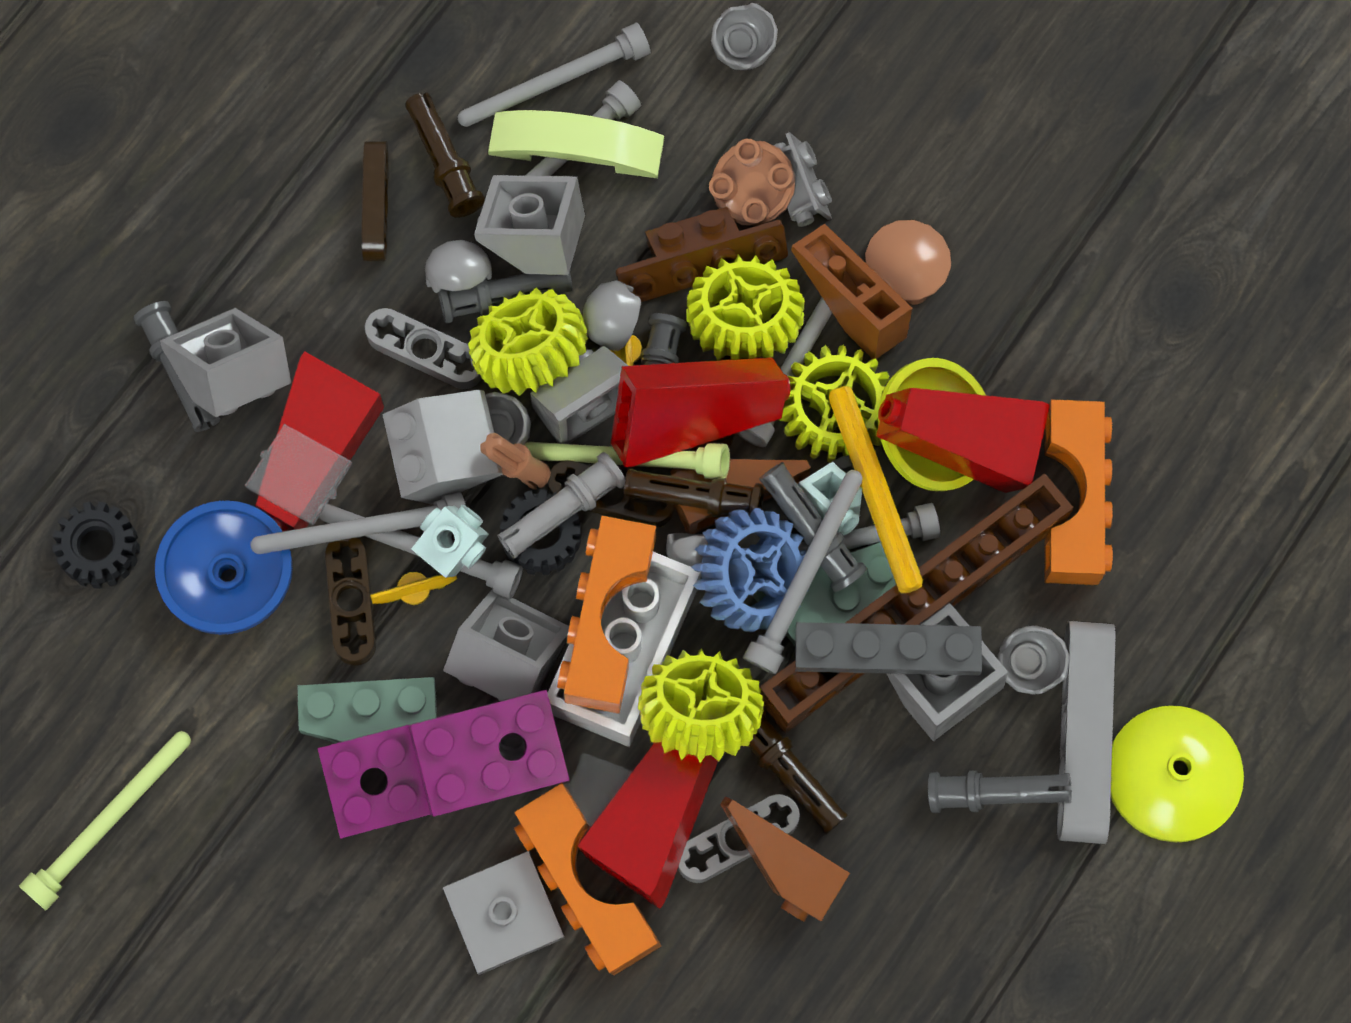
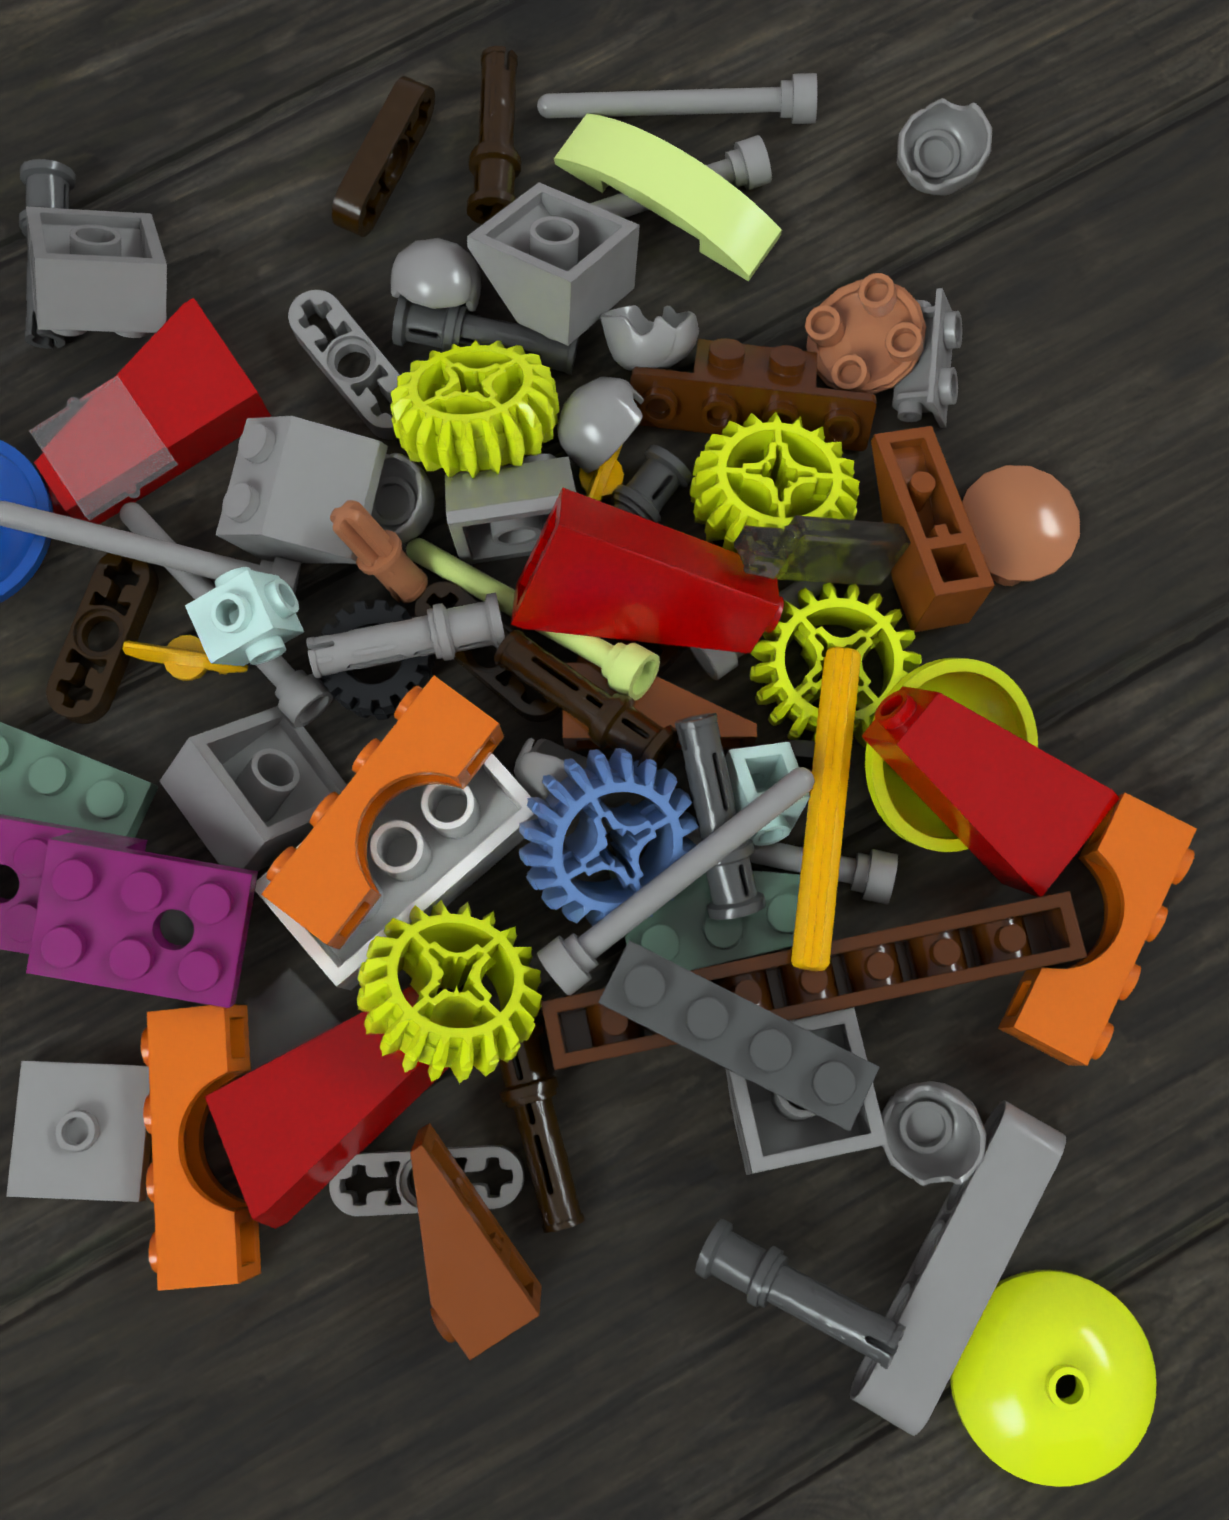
camera: 30 degrees right, 5 degrees up
(616, 248) = (647, 343): none -> light grey hair
(797, 333) = (823, 550): none -> clear smoke hinge

